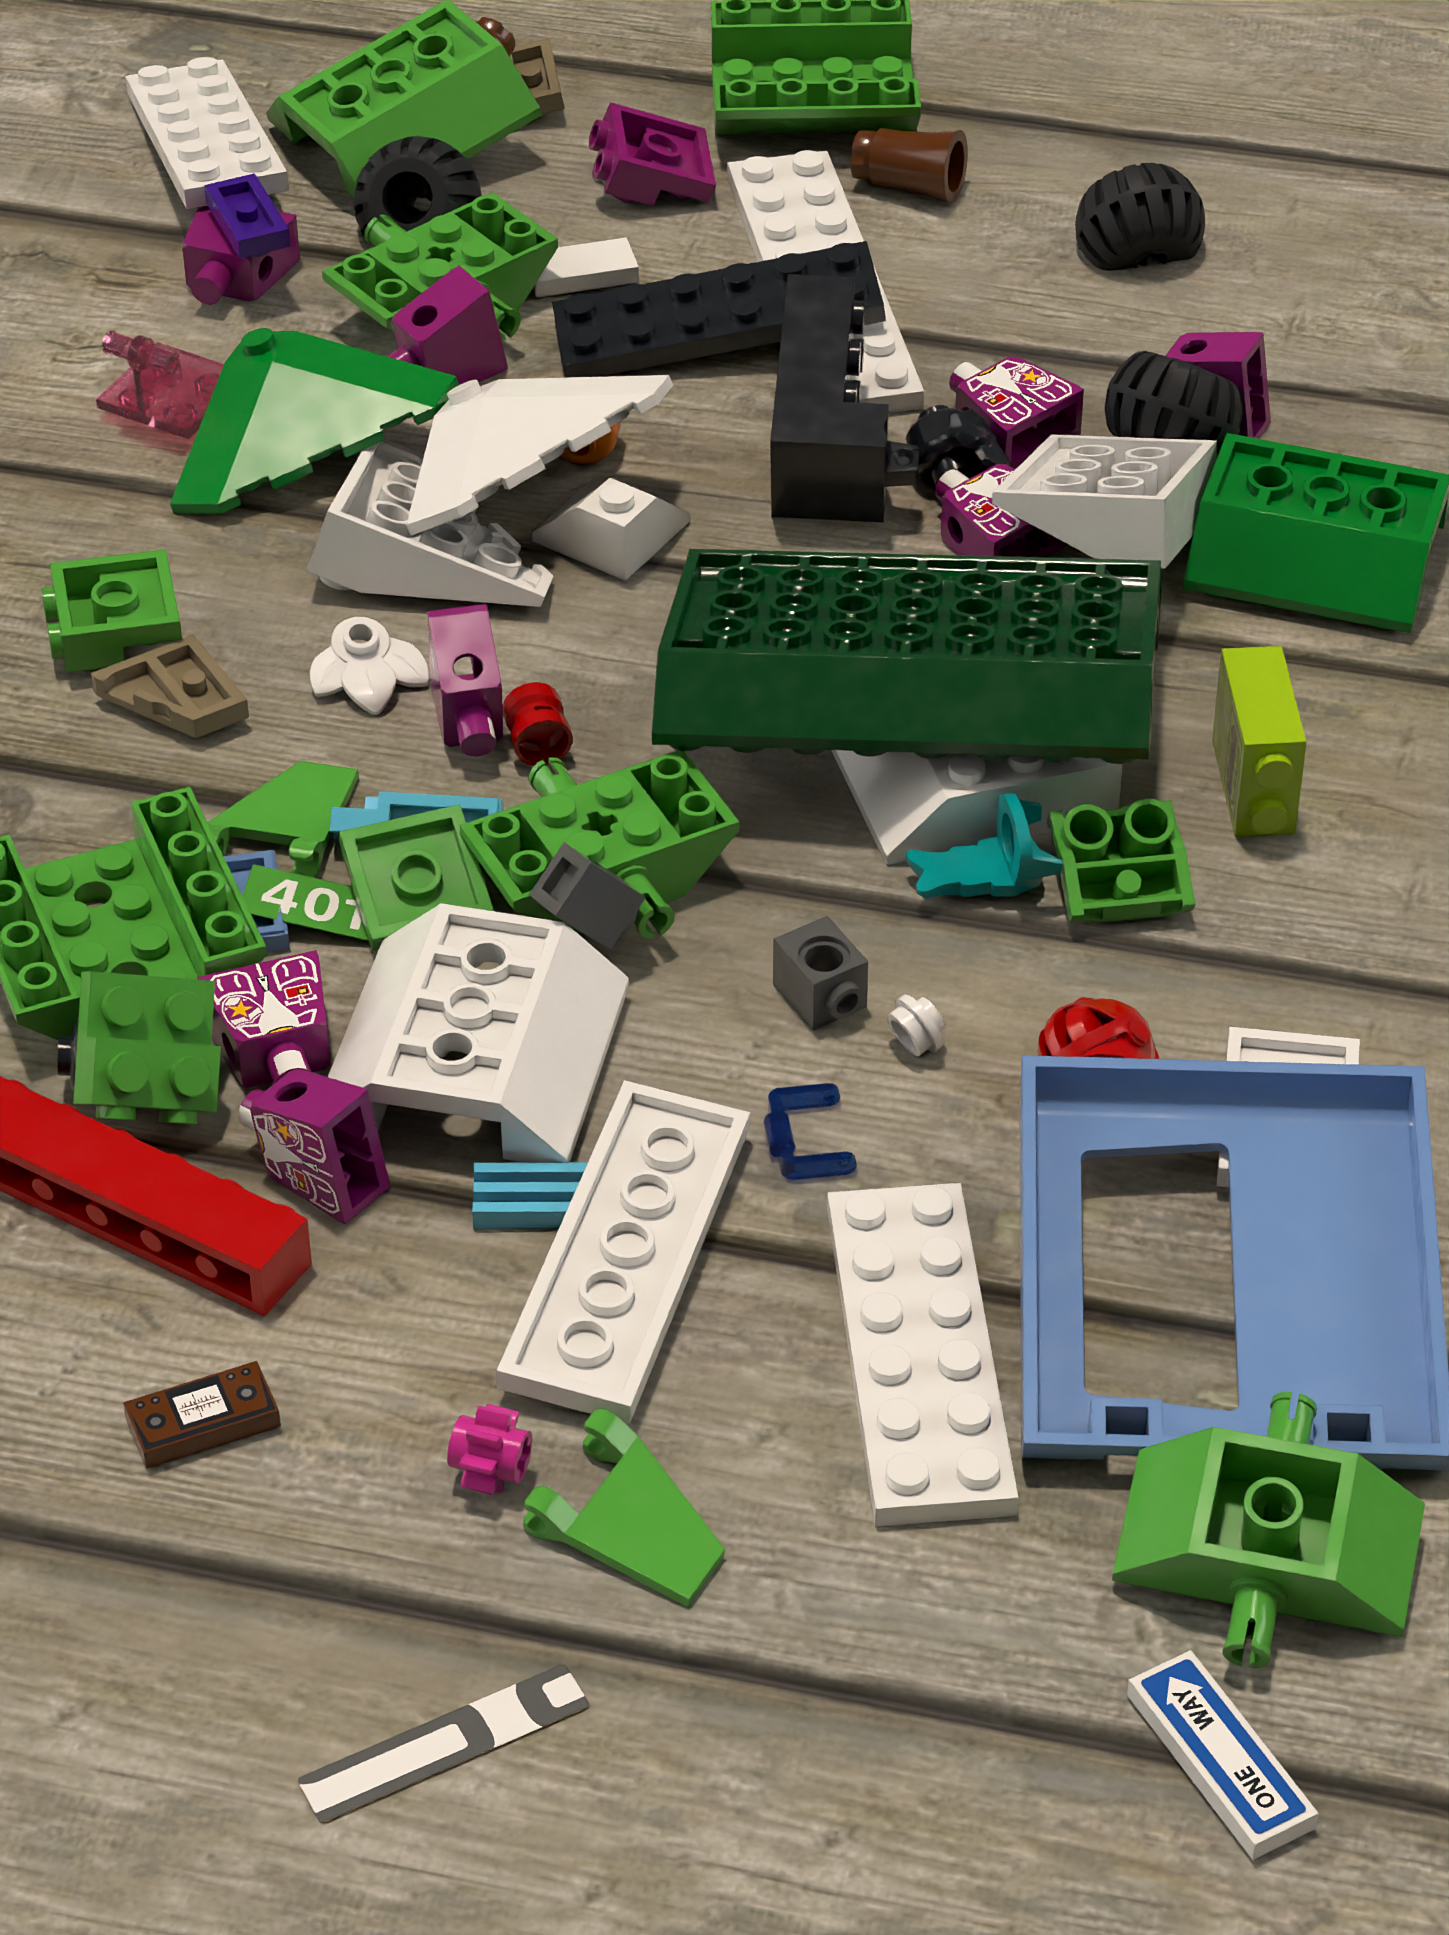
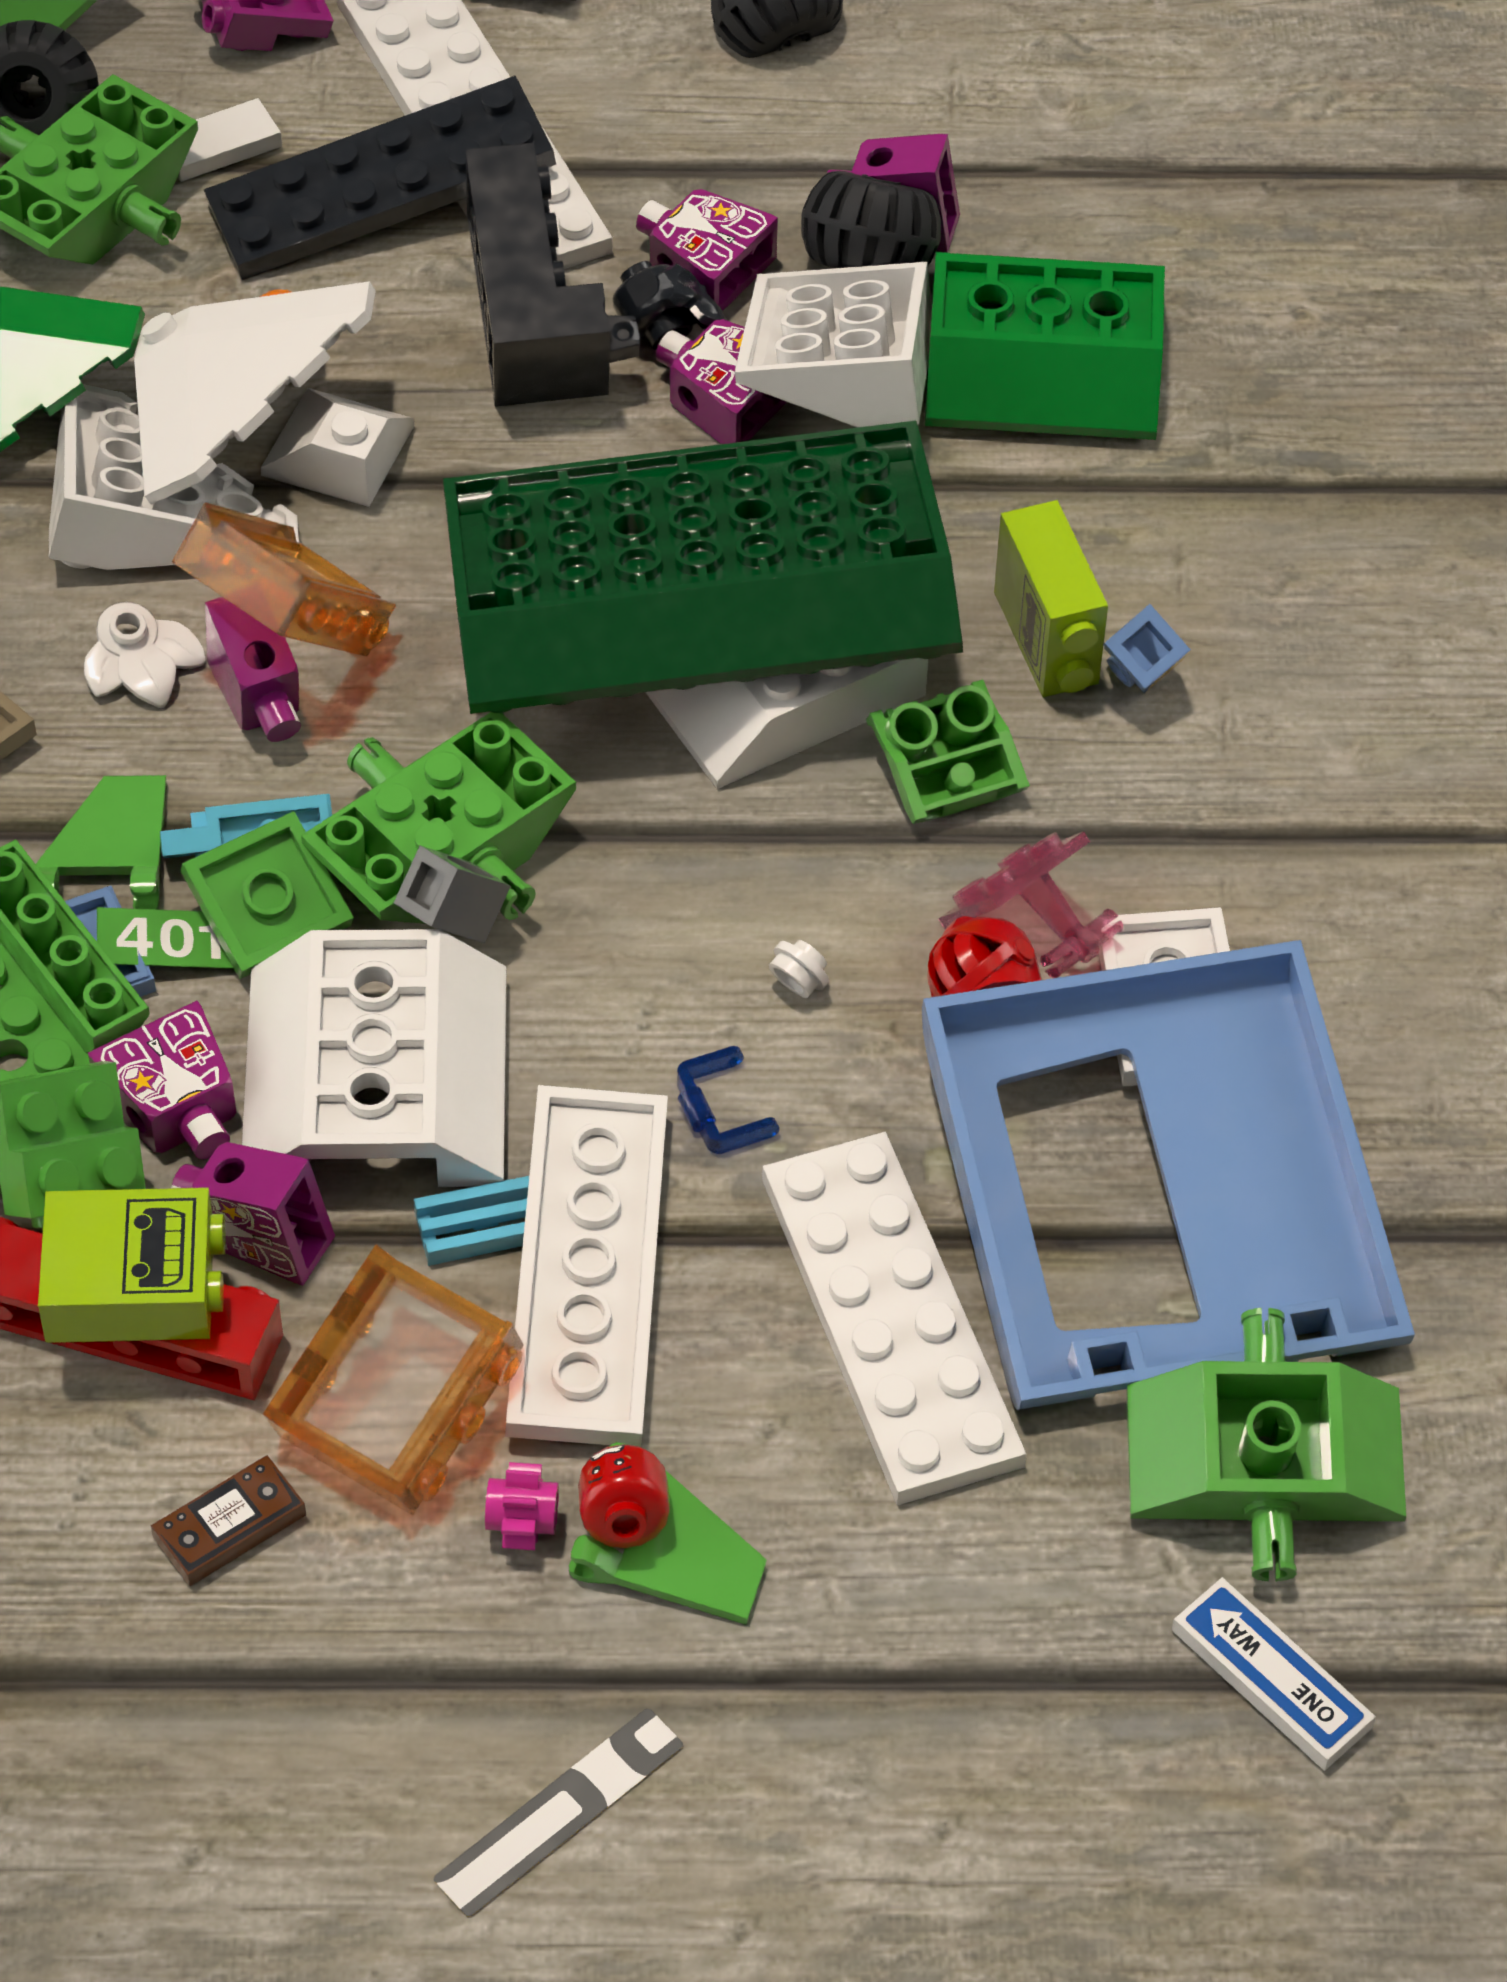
camera: 15 degrees left, 10 degrees up
(168, 1156) = (130, 1265): none -> lime brick
(396, 1311) = (395, 1381): none -> window
(451, 329) = (115, 250): magenta torso -> none
(509, 609) = (282, 581): none -> clear orange window
(537, 723) = (331, 686): red wheel -> none
(590, 1454) = (622, 1489): none -> red head
(820, 972) = (674, 917): dark grey brick -> none
(996, 865) = (826, 775): teal hair -> none
(1168, 979) = (1027, 874): none -> clear pink plate
(1342, 800) = (1145, 650): none -> medium blue brick

